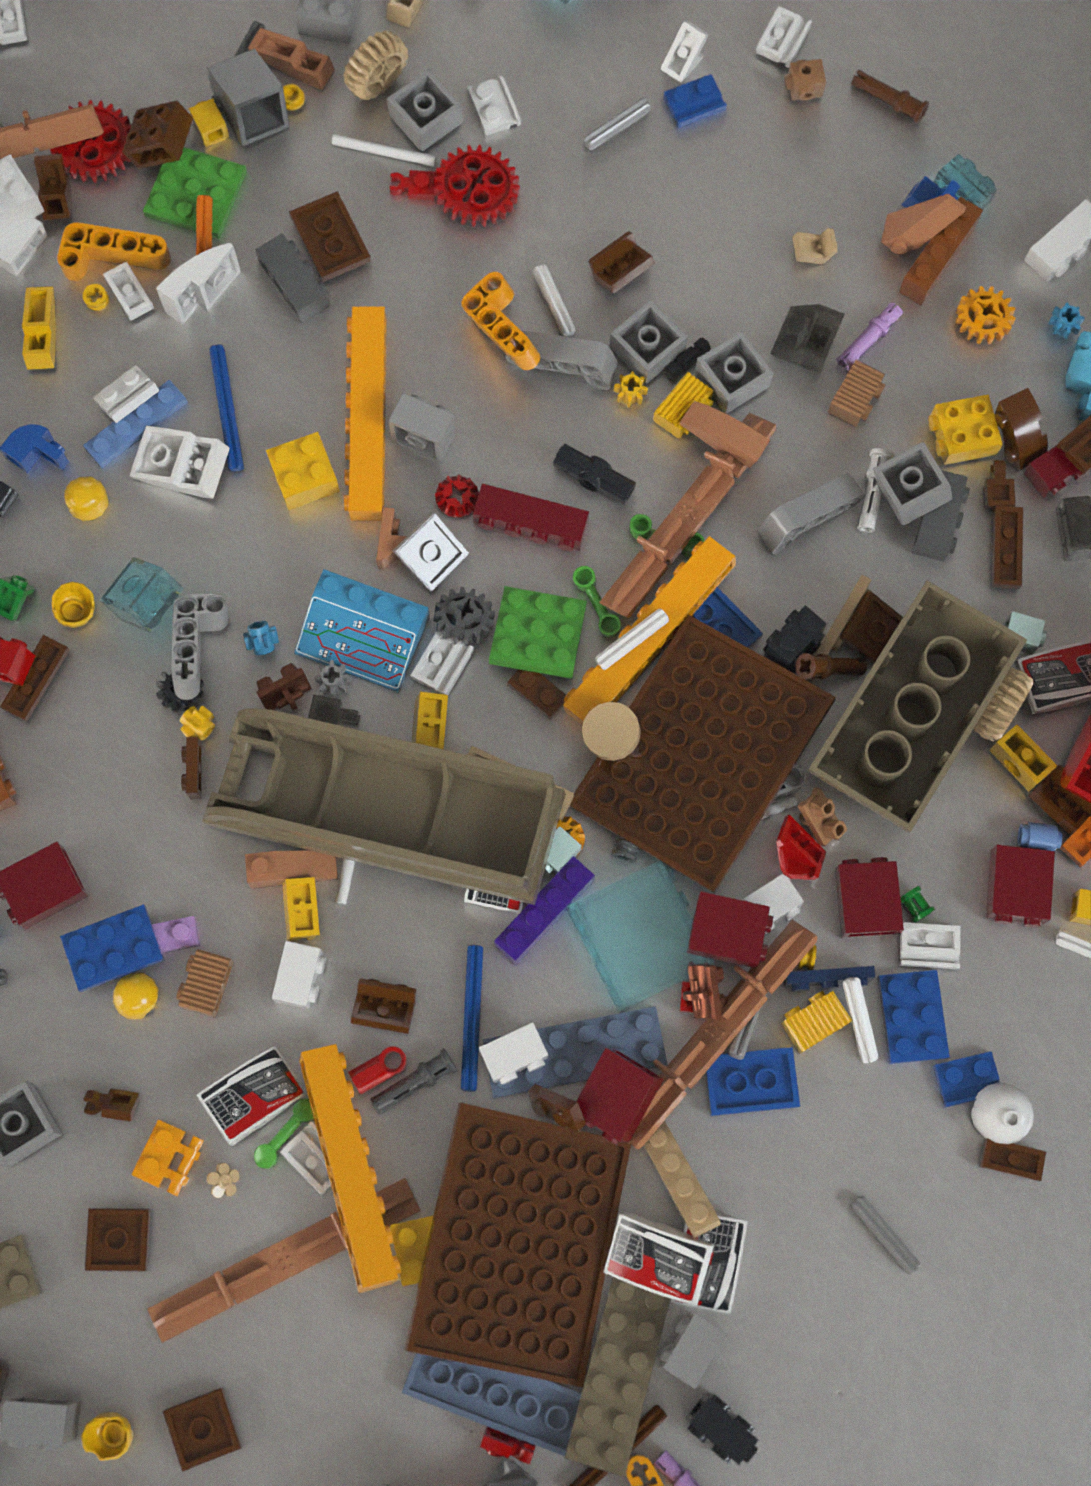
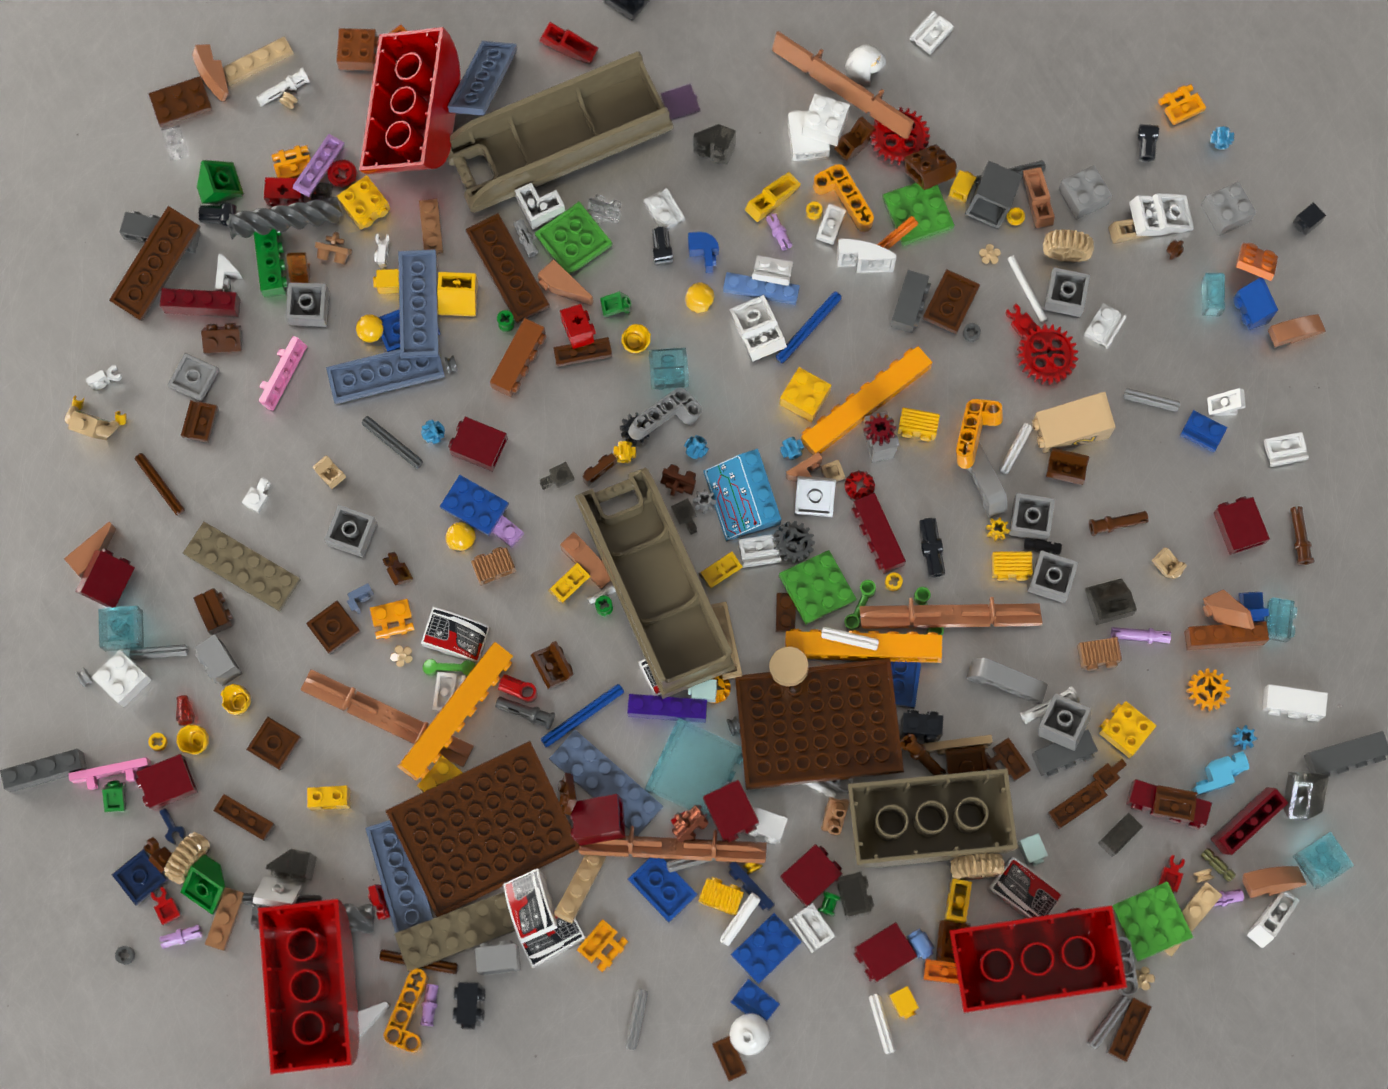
camera: 55 degrees right, 0 degrees up
(87, 352) = (779, 232): none -> lavender pin
(106, 1172) = (359, 595): none -> sand blue bracket
(160, 820) = (558, 475): none -> clear smoke plate
(298, 975) = (534, 609): white brick -> none
(311, 158) = (989, 254): none -> tan plant
(327, 1410) = (328, 798): none -> yellow brick
(353, 533) = (792, 448): none -> dark azure gear
(357, 897) = (607, 610): none -> green bush
(385, 236) = (977, 330): none -> dark grey bush
(409, 418) = (883, 435): none -> dark red gear
(416, 510) = (833, 470): none -> tan plate
(441, 377) = (918, 424): none -> yellow brick
(514, 1053) = (578, 750): white brick -> none
(579, 215) = (1074, 423): none -> tan slope
(591, 548) = (888, 579): none -> yellow bush
(720, 271) = (1109, 524): none -> reddish brown pin
(724, 433) = (1010, 598): nougat slope -> none
(759, 1210) = (597, 942): none -> light orange plate
(798, 852) = (806, 817): red slope -> none
(805, 79) = (1267, 481): medium nougat brick -> none
(830, 143) = (1241, 525): none -> dark red brick
(900, 577) = (1010, 759): none -> reddish brown plate
(933, 867) = (854, 895): none -> clear smoke brick
(1020, 427) = (1154, 756): reddish brown brick -> none

